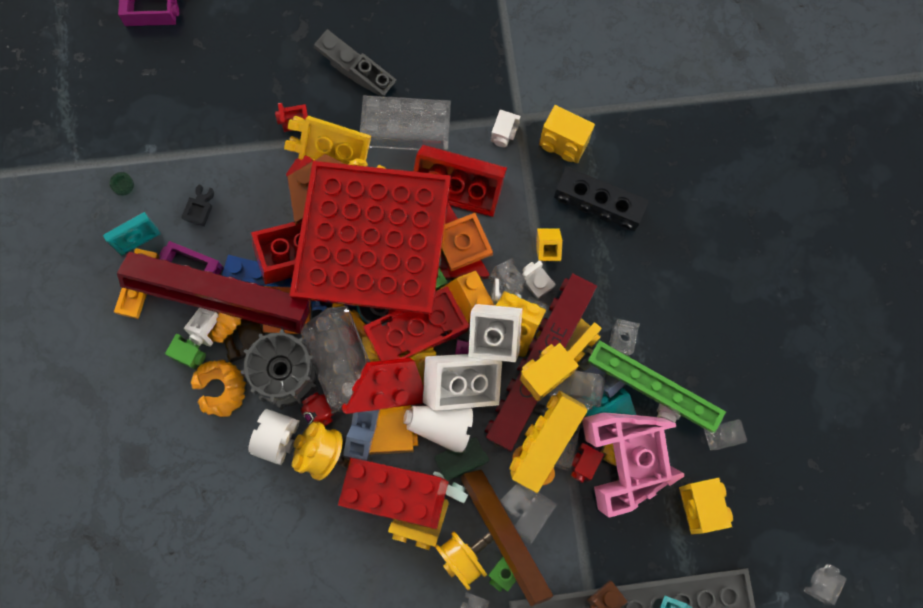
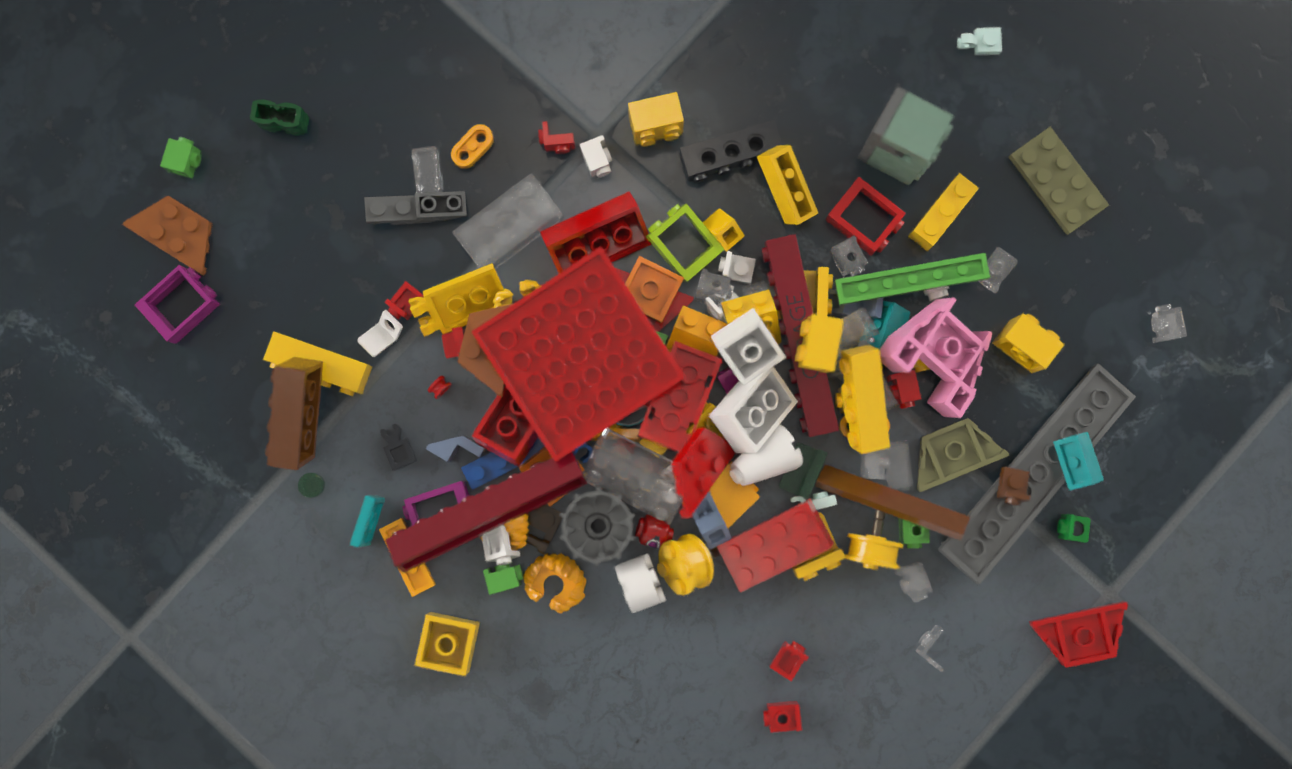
camera: 30 degrees left, 10 degrees up
(105, 363) = (447, 643): none -> yellow brick
(151, 122) = (294, 413): none -> reddish brown brick
(200, 109) = (336, 370): none -> yellow brick
(233, 235) = (448, 448): none -> sand blue slope
(256, 126) = (380, 335): none -> white bracket
(263, 190) = (439, 387): none -> red bush
(330, 589) = (789, 659): none -> red bracket
(385, 47) = (426, 170): none -> clear tile
(427, 56) = (471, 146): none -> light orange plate
(486, 99) = (559, 143): none -> red bracket
(516, 254) = (700, 261): none -> lime window
(584, 542) = (954, 453): none -> olive wing
(620, 249) = (787, 184): none -> yellow brick
(655, 297) = (850, 231): none -> red window
(719, 361) = (943, 212): none -> yellow brick
(733, 280) = (906, 137): none -> sand green piece
(824, 412) = (1058, 180): none -> olive plate
(846, 270) = (984, 40): none -> light aqua plate

